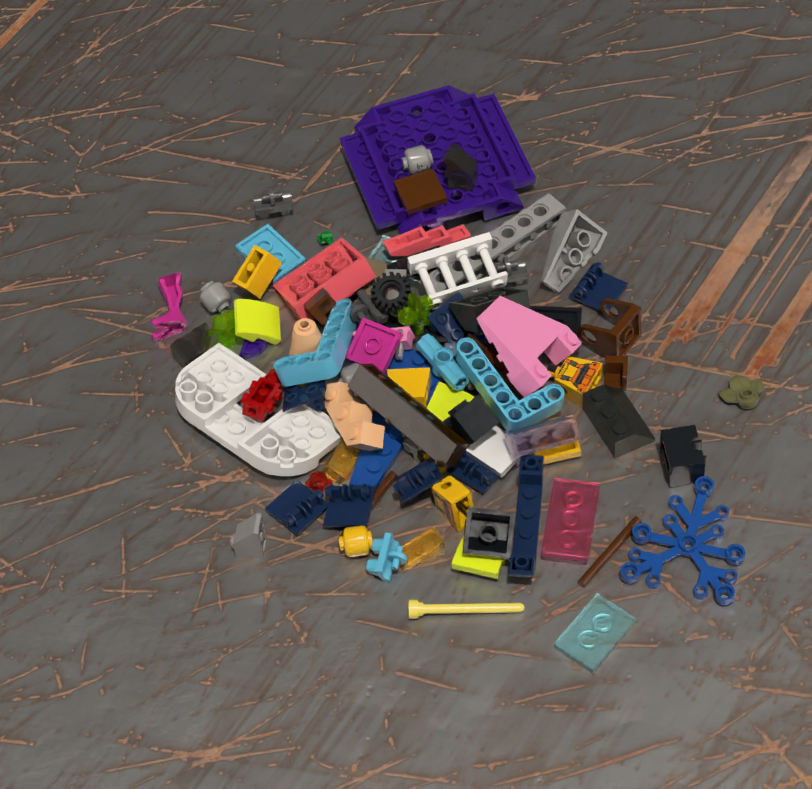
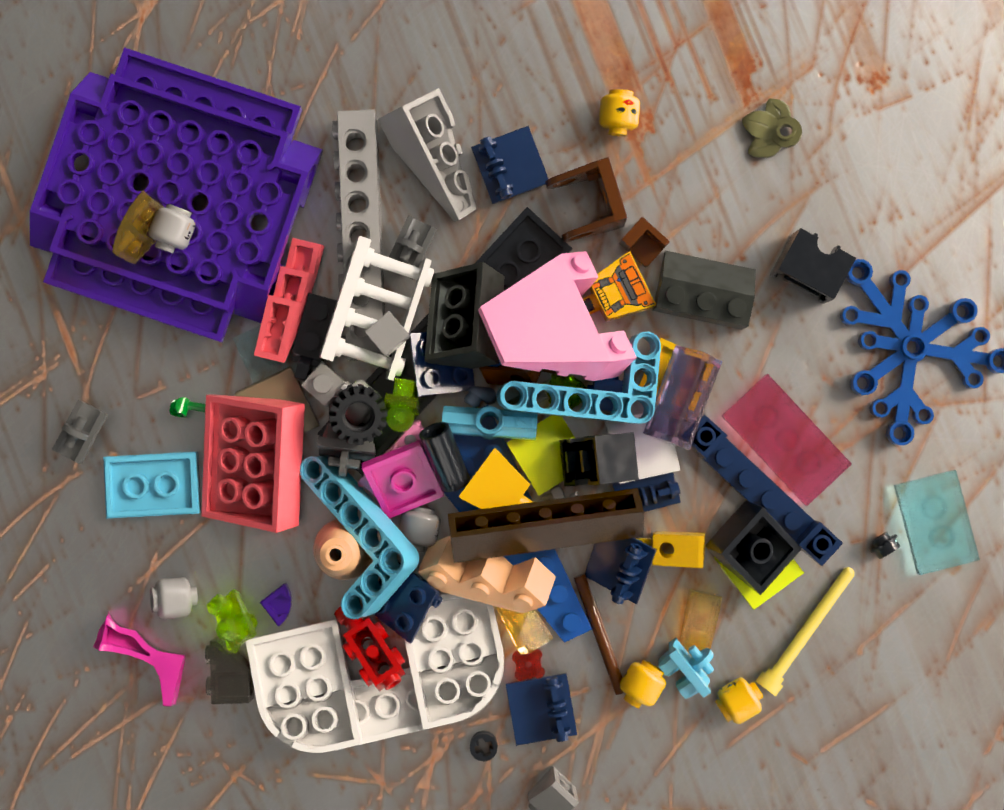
camera: 60 degrees left, 35 degrees up
(248, 487) = (480, 755): none -> black bush
(257, 271) = (181, 530): yellow brick -> none
(257, 320) = (250, 577): neon yellow slope -> none
(320, 305) = (295, 502): reddish brown panel -> none
(348, 505) = (591, 659): dark blue hinge -> none
(389, 599) = (739, 700): none -> yellow head
(401, 137) = (132, 236): none -> clear yellow slope
(404, 349) = (444, 456): none -> black pin
(420, 191) = (221, 260): reddish brown tile -> none
(448, 279) = (387, 334): none -> light grey tile
(460, 168) = (236, 194): clear smoke slope -> none
(554, 612) = (884, 545): none -> black plate
(608, 553) = (854, 430): reddish brown bar -> none
(676, 313) = (619, 112): none -> yellow head

